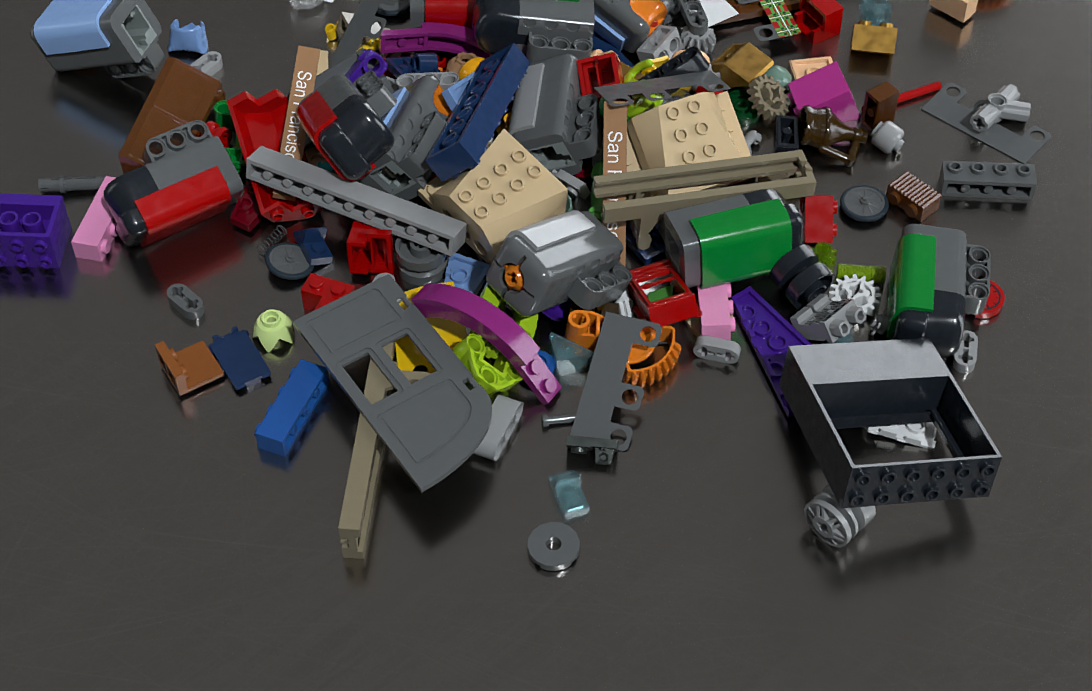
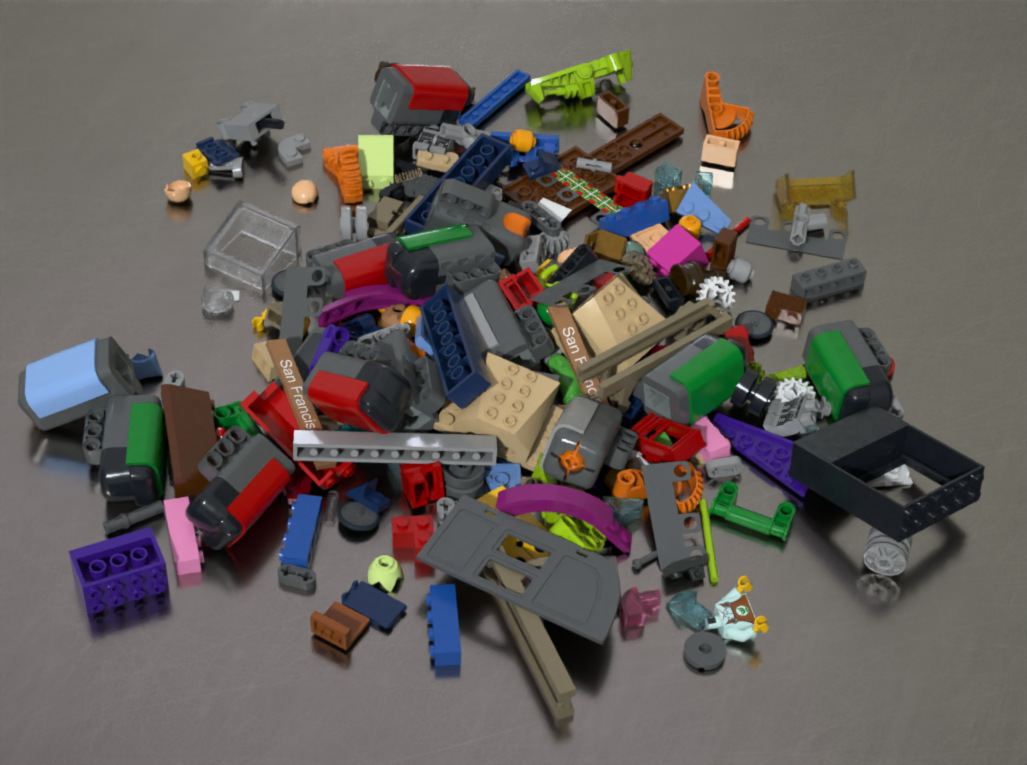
camera: 30 degrees left, 5 degrees down
(101, 112) = (130, 447): none -> piece
(220, 257) = (302, 531): none -> blue brick
(507, 462) = (636, 604): none -> clear pink brick
(611, 519) = (735, 616): none -> torso
(644, 425) = (709, 541): none -> lime piece
(689, 391) = (725, 506): none -> green piece
(803, 43) = (636, 217): none -> blue brick
(832, 146) = (710, 291): none -> white gear
(859, 72) = (691, 225): none -> light orange head
(884, 57) = (701, 206): none -> medium blue wing
(911, 31) = (704, 179): none -> clear light blue brick
(1035, 75) = (816, 191): none -> clear yellow windscreen

